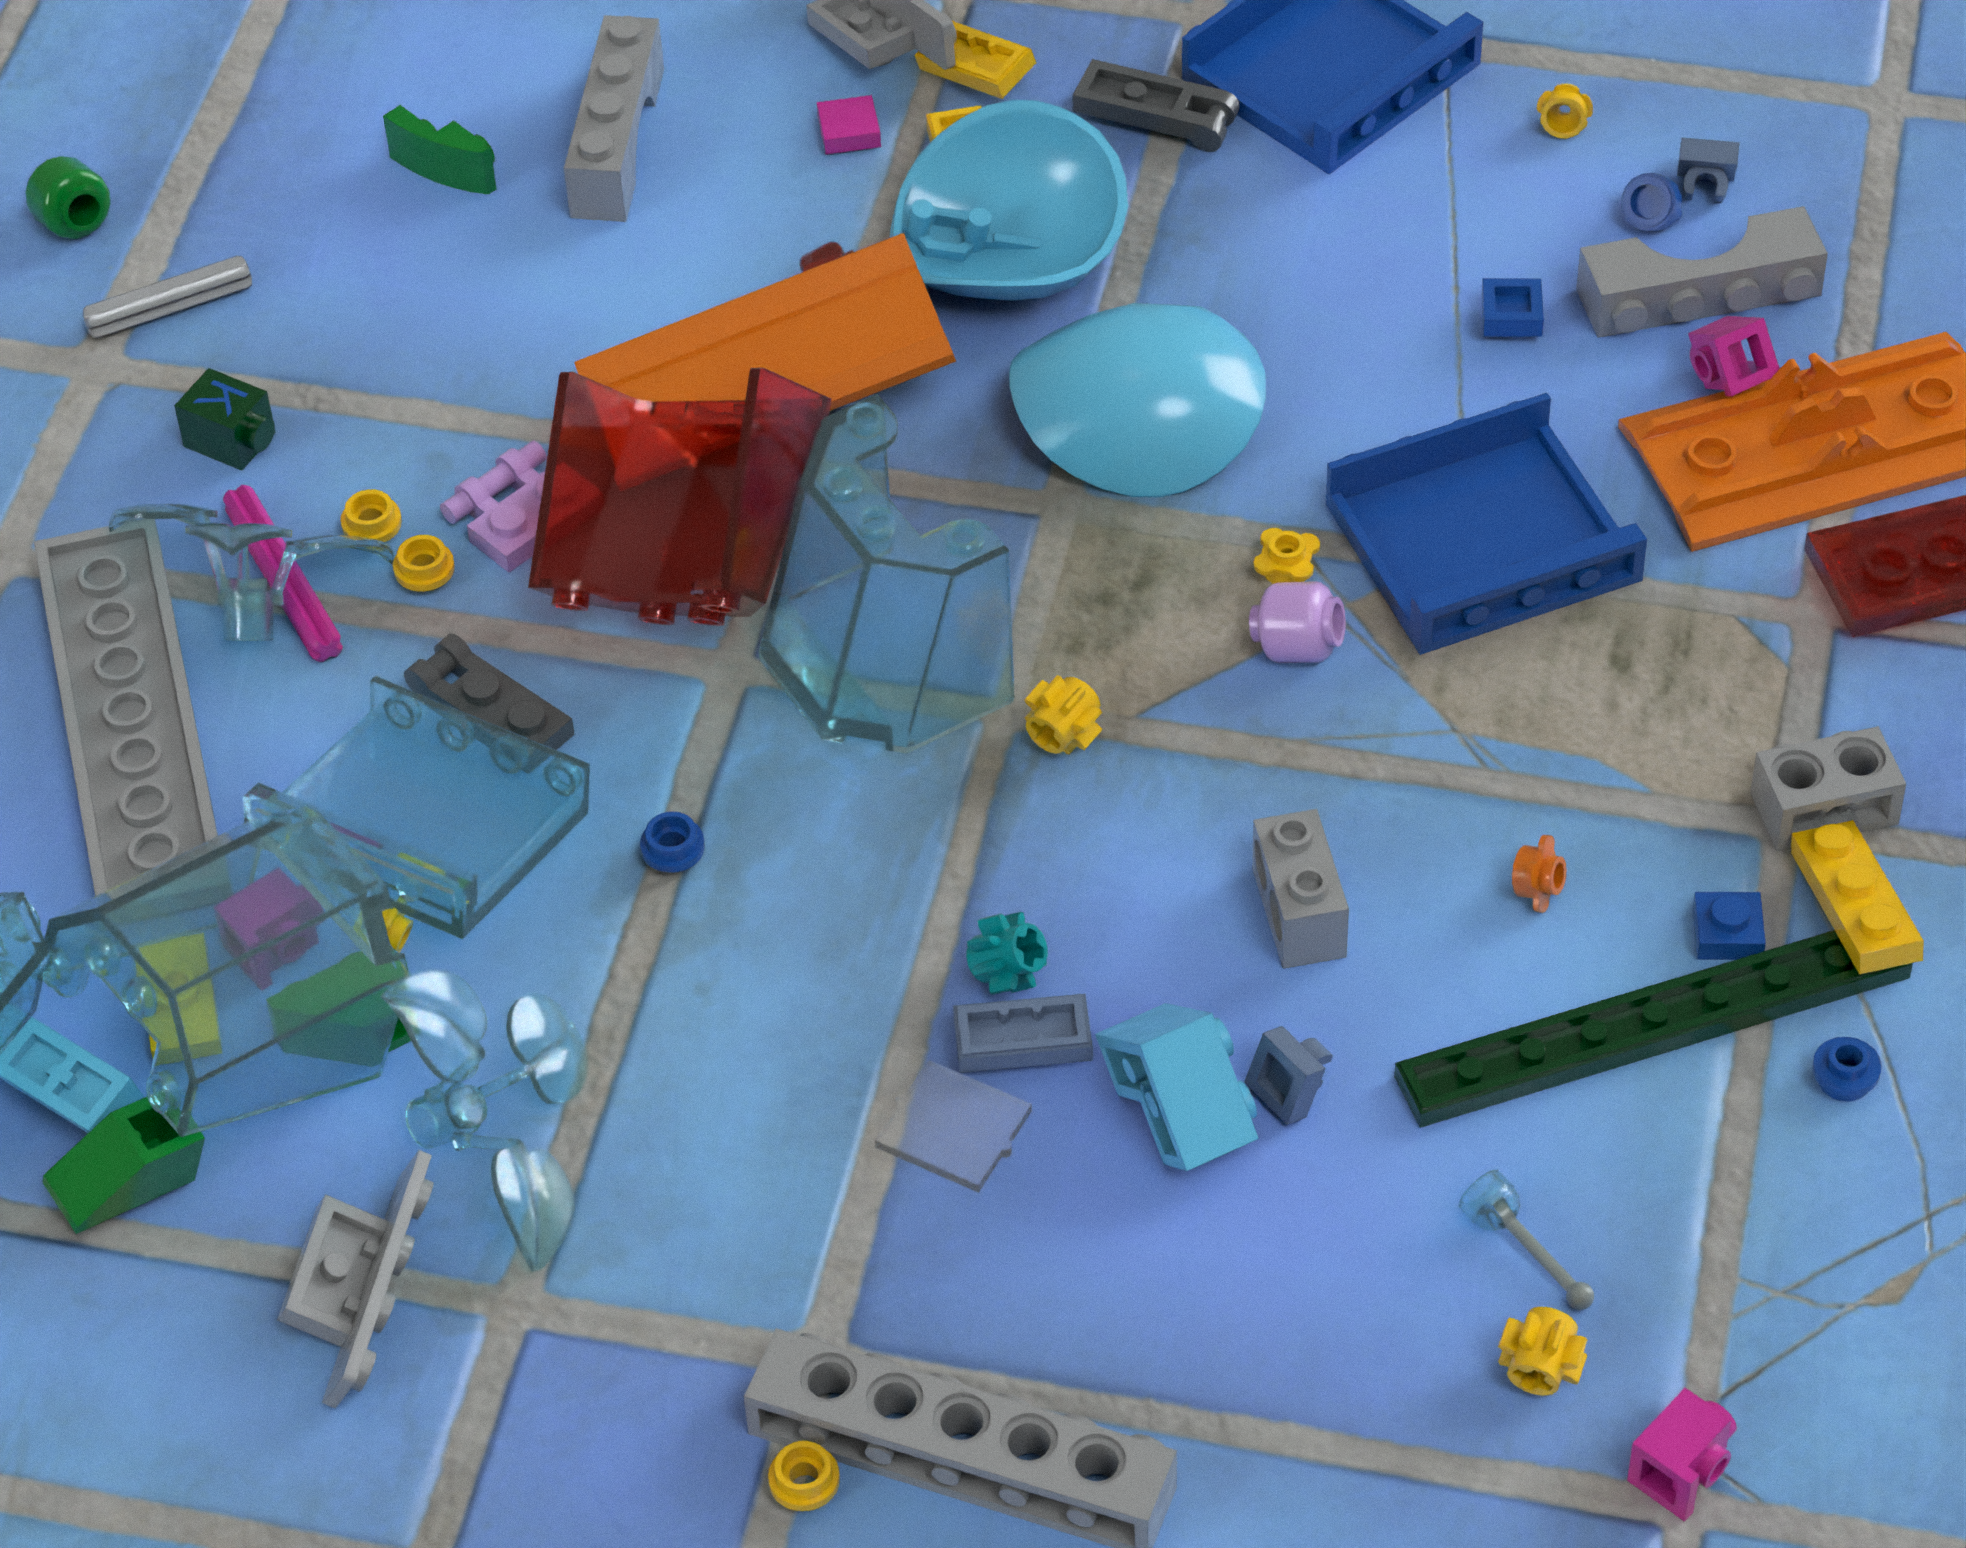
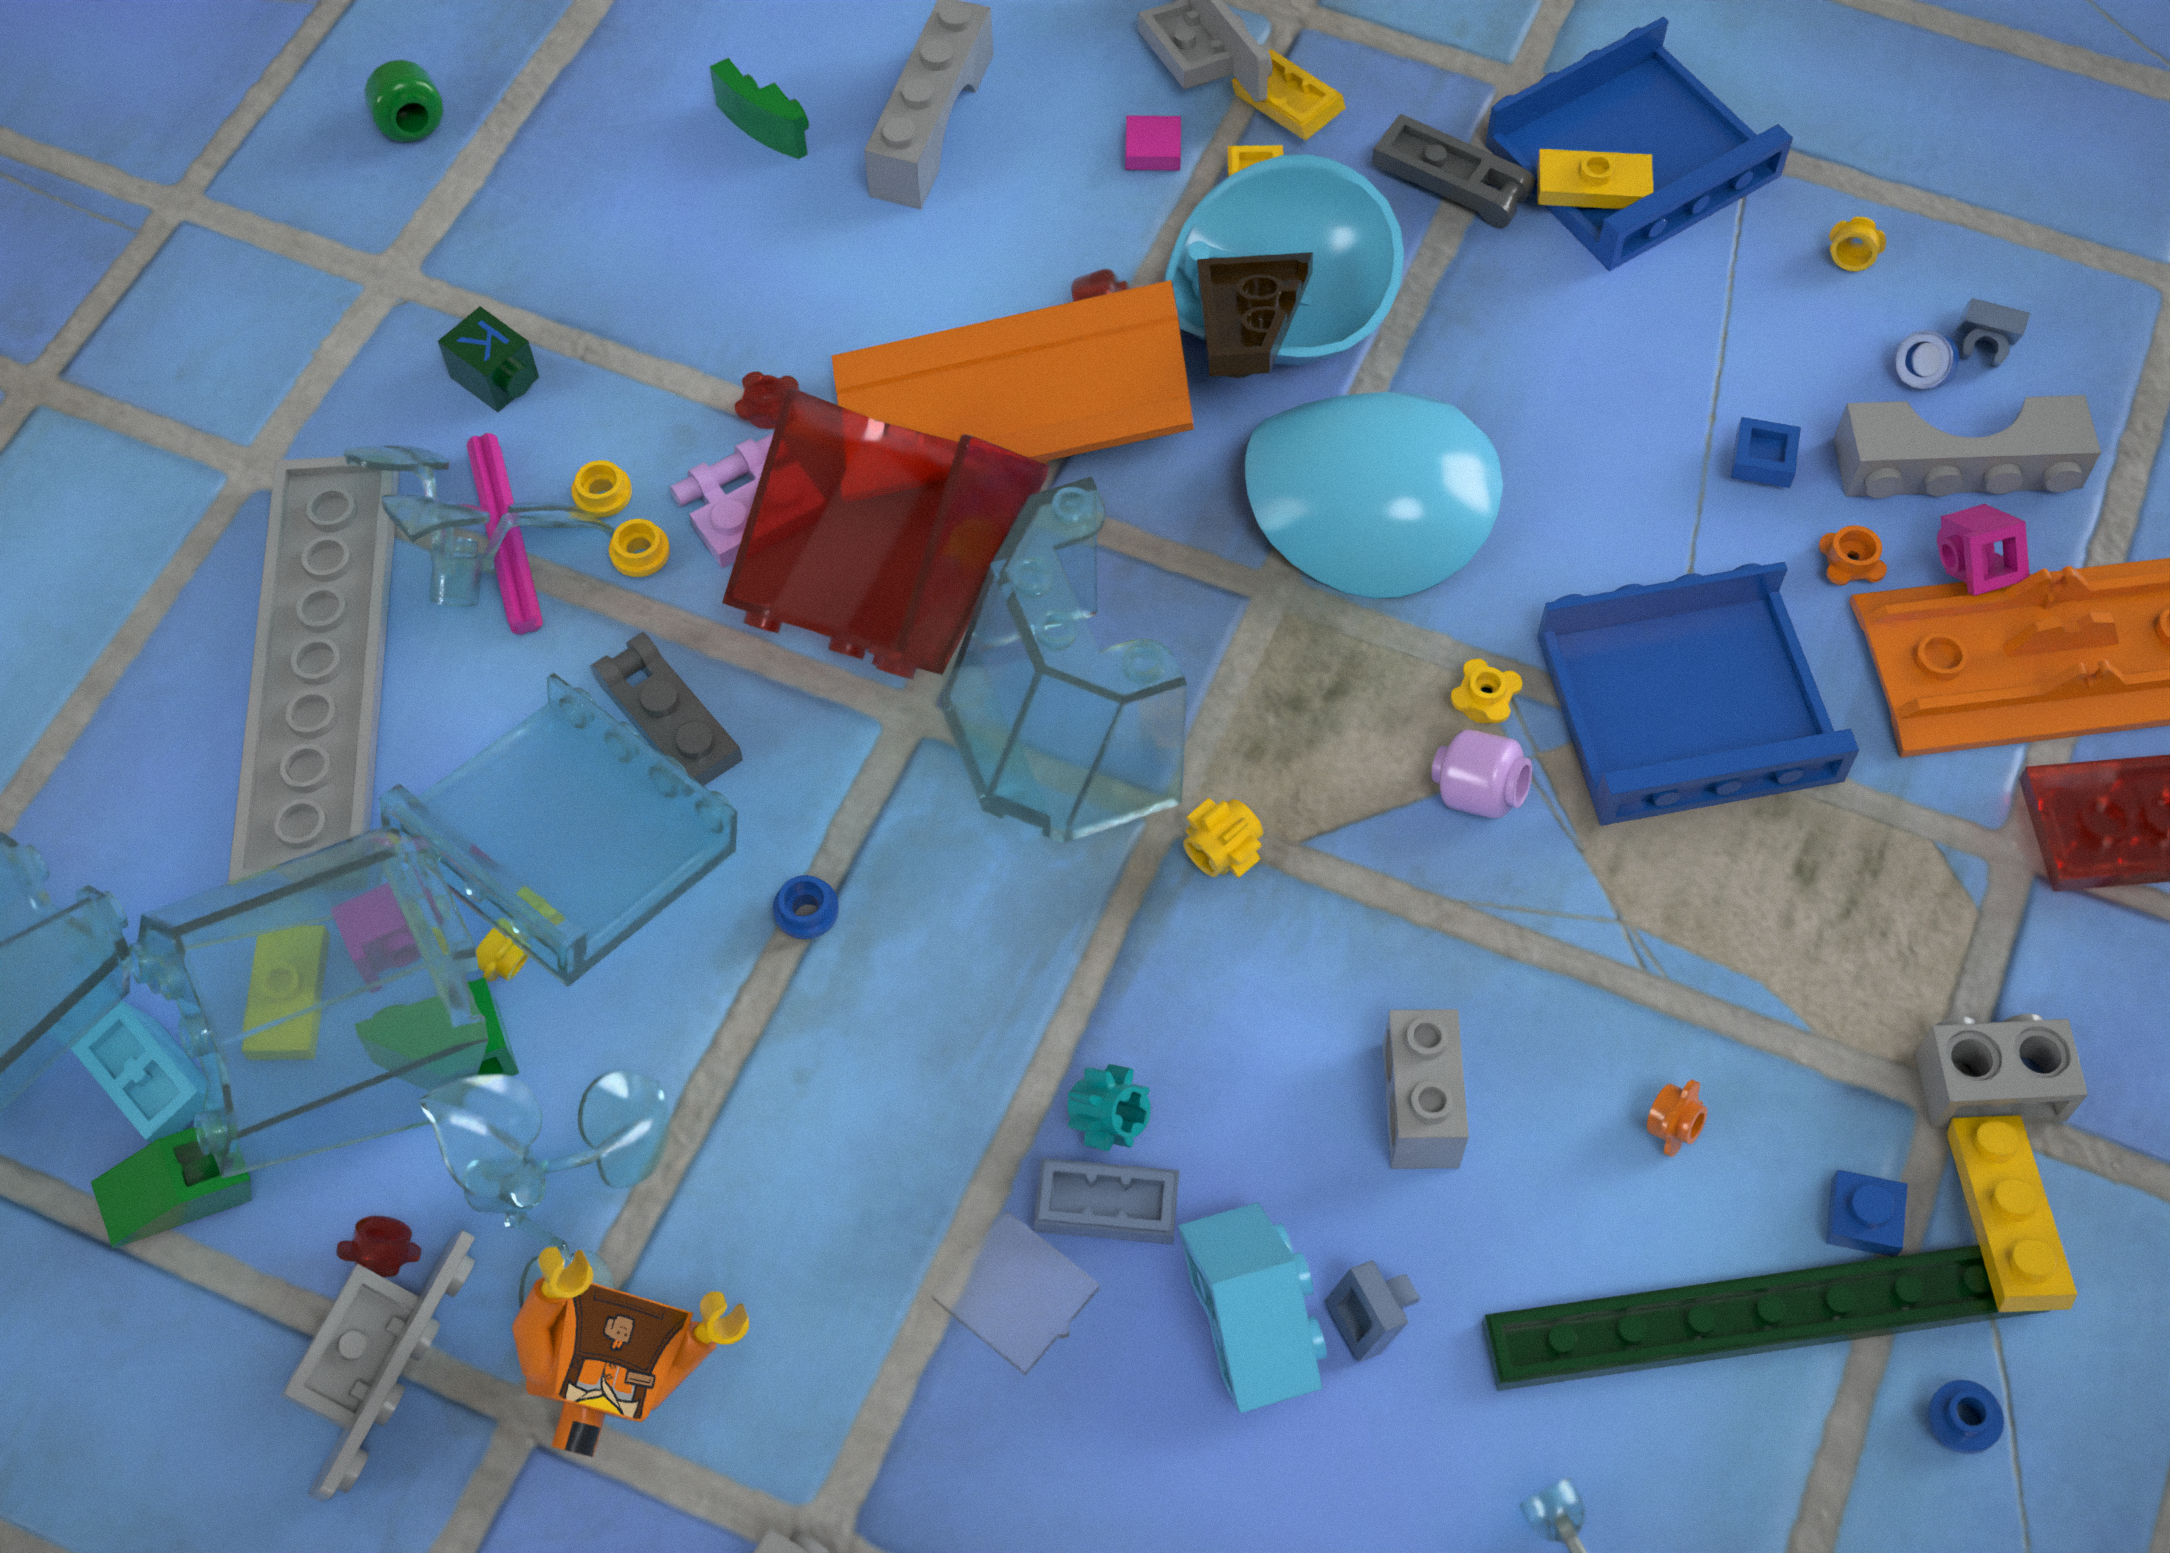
camera: 10 degrees right, 10 degrees up
(167, 297) = (471, 218): light grey axle -> none
(339, 1182) = (380, 1245): none -> clear red plate
(517, 414) = (760, 410): none -> clear red plate
(585, 1216) = (609, 1348): none -> torso
(984, 248) = (1249, 308): none -> dark brown wing
(1294, 89) = (1592, 178): none -> yellow plate
(1613, 383) = (1857, 543): none -> orange plate

